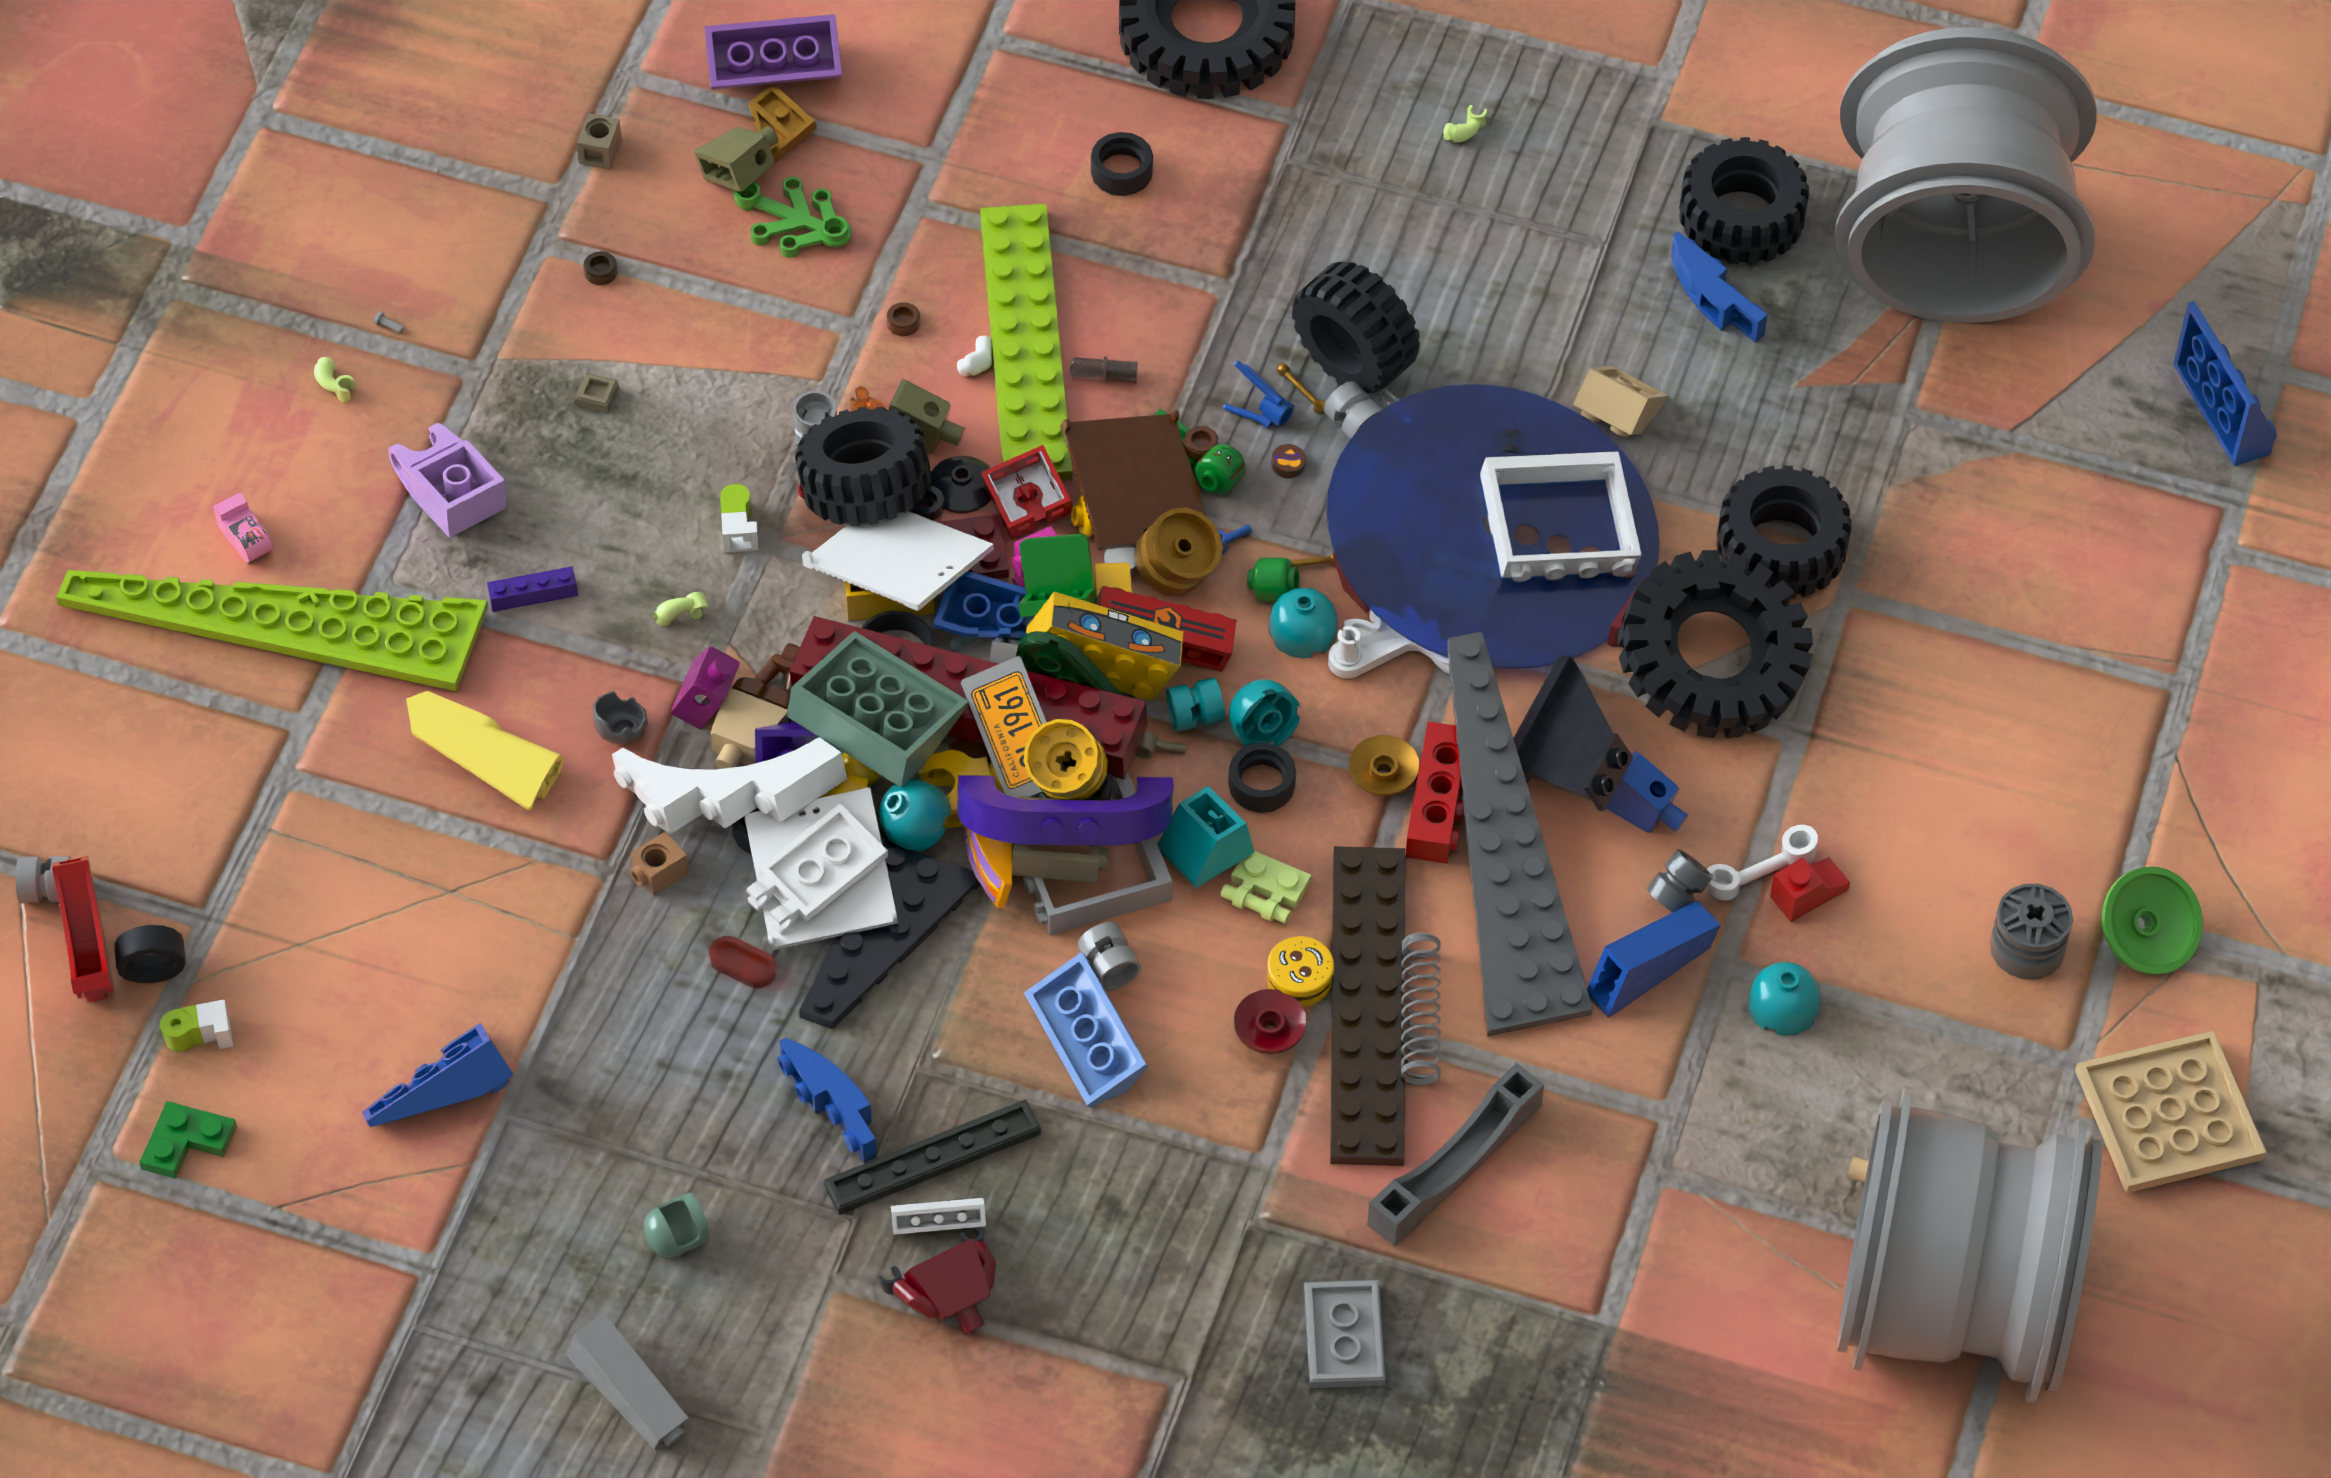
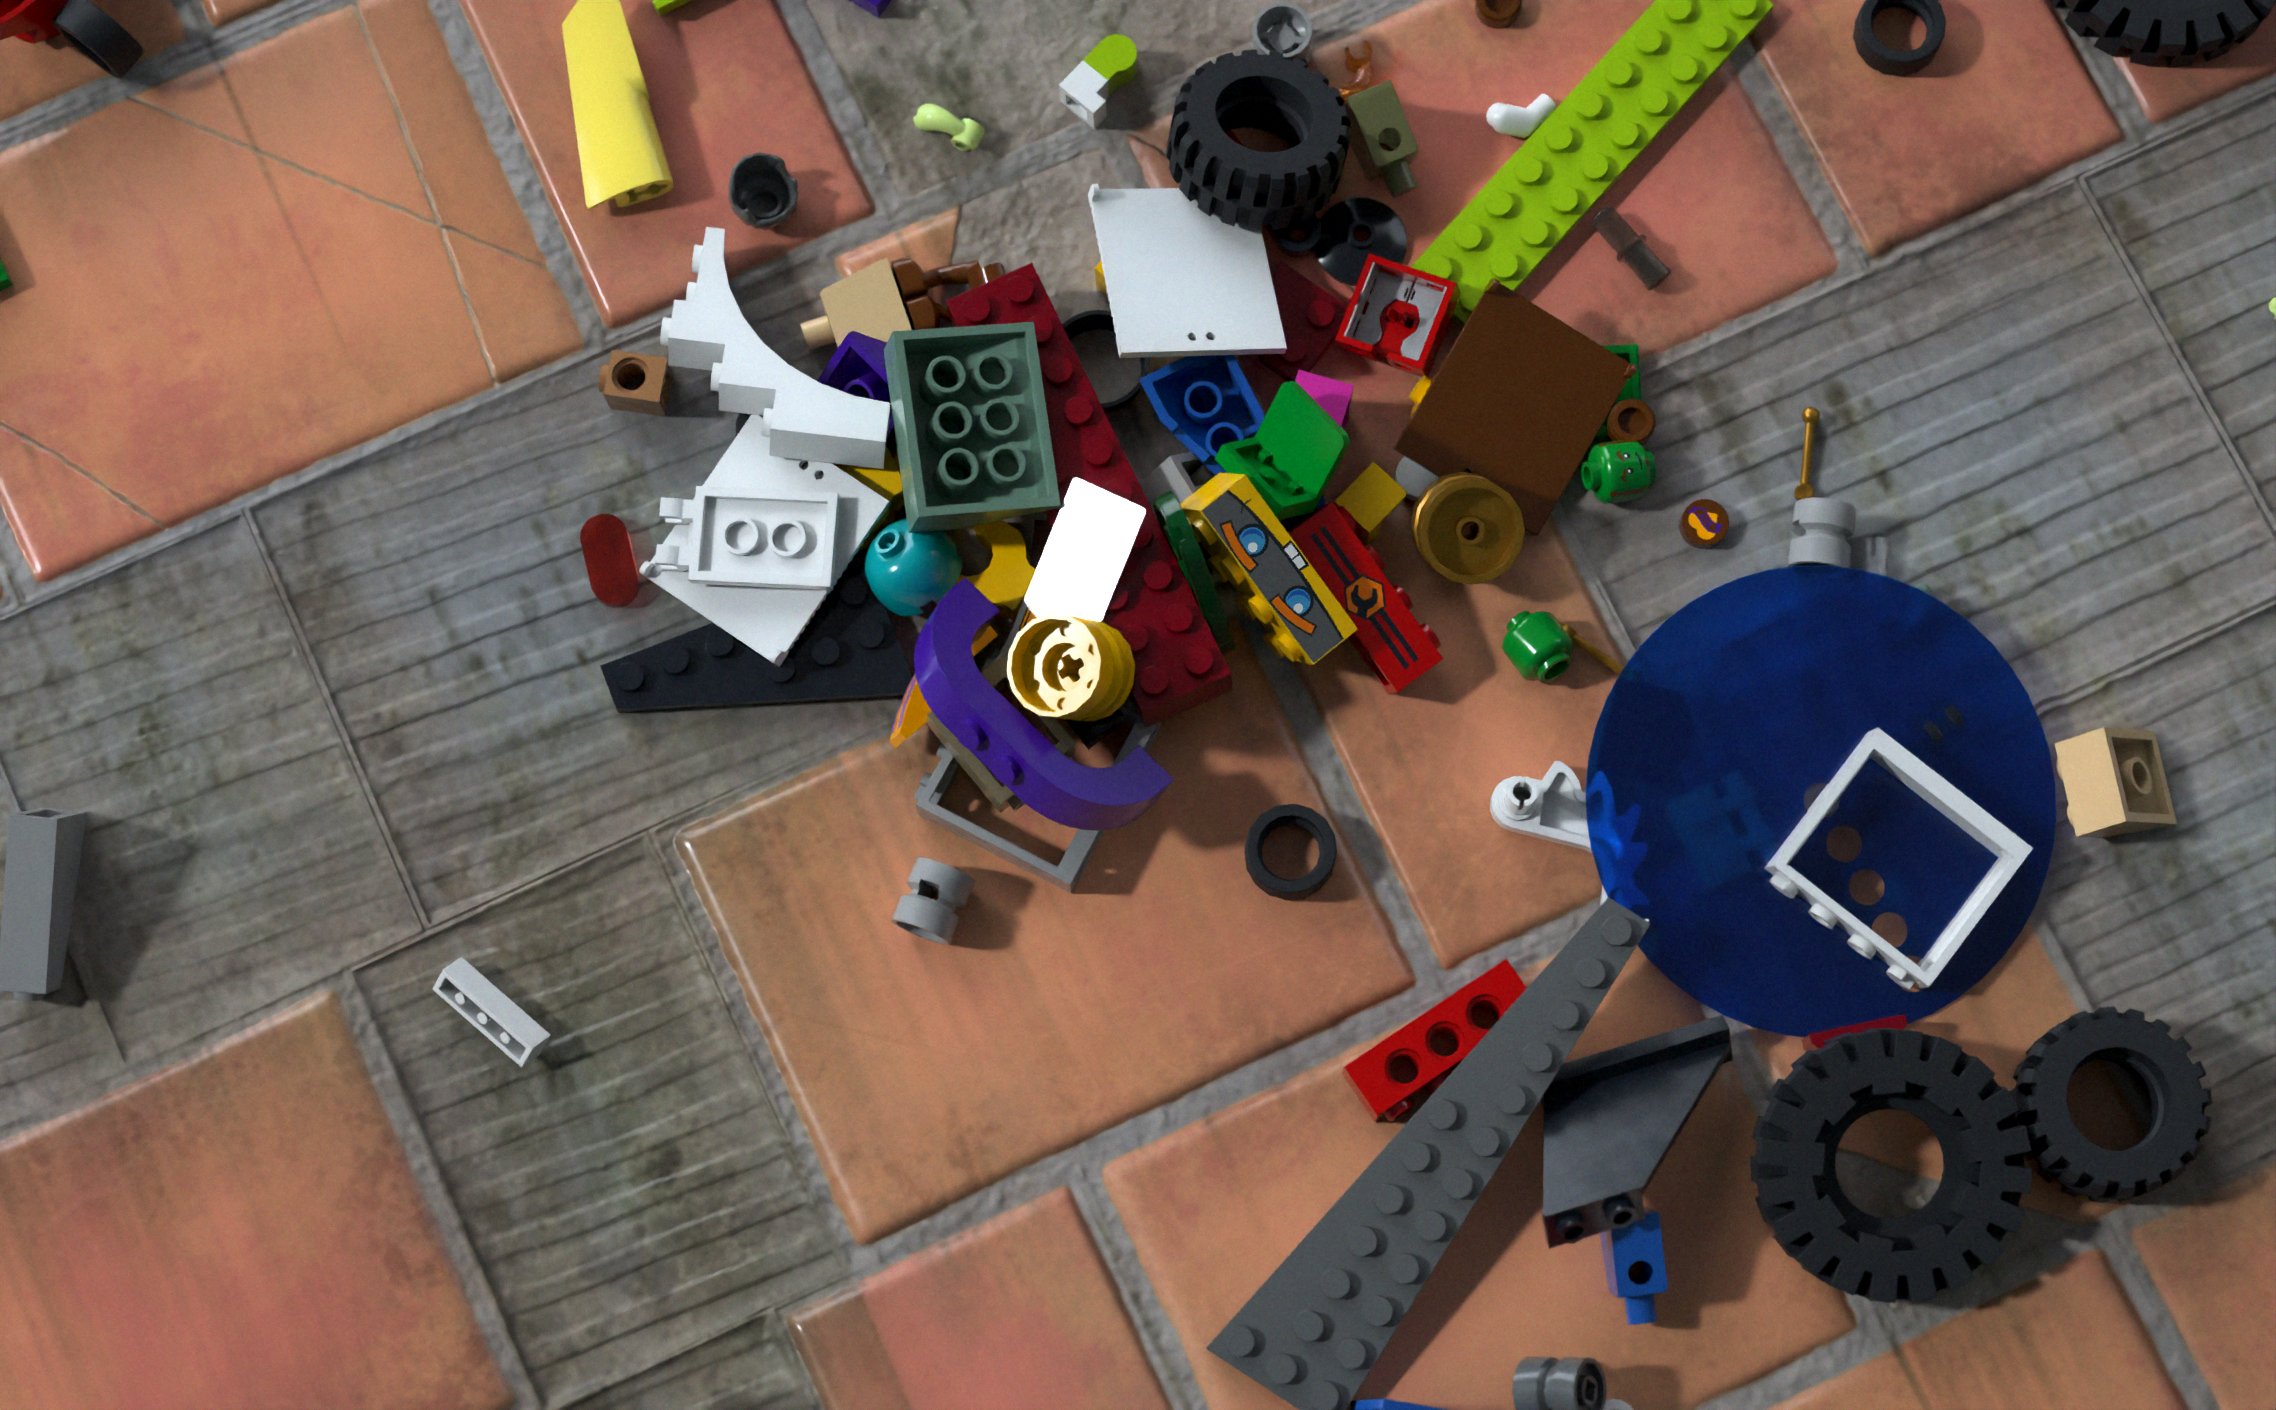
camera: 50 degrees right, 20 degrees up
(197, 1025) = (67, 143): leg -> none
(465, 1072) = (234, 430): blue wedge -> none
(672, 1230) = (246, 783): sand green helmet -> none
(709, 676) = (869, 236): magenta torso -> none
(831, 1090) = (536, 771): blue slope -> none
(932, 1157) = (560, 941): pearl dark grey tile -> none
(948, 1283) = (420, 1095): dark red torso -> none
(1087, 1031) = (830, 956): medium blue slope -> none
(1151, 743) = (1227, 705): dark tan hand -> none
(1195, 704) = (1308, 709): teal wheel -> none
(1205, 837) = (1154, 868): teal slope -> none
(1231, 536) = (1548, 552): blue hand -> none
(1263, 713) = (1360, 783): teal cylinder -> none
(1268, 878) = (1183, 968): yellowish green plate -> none
(1273, 406) = (1750, 454): blue plant -> none
(1273, 1009) = (1008, 1099): dark red dish -> none
(1301, 969) = (1097, 1099): yellow head -> none
(1303, 622) = (1508, 737): teal cylinder -> none
(1356, 326) = (1906, 451): black tyre -> none
(1367, 1007) = (1126, 1199): dark brown plate -> none
(1387, 754) = (1426, 935): pearl gold dish -> none
(1419, 1063) = (1095, 1331): light grey piece -> none

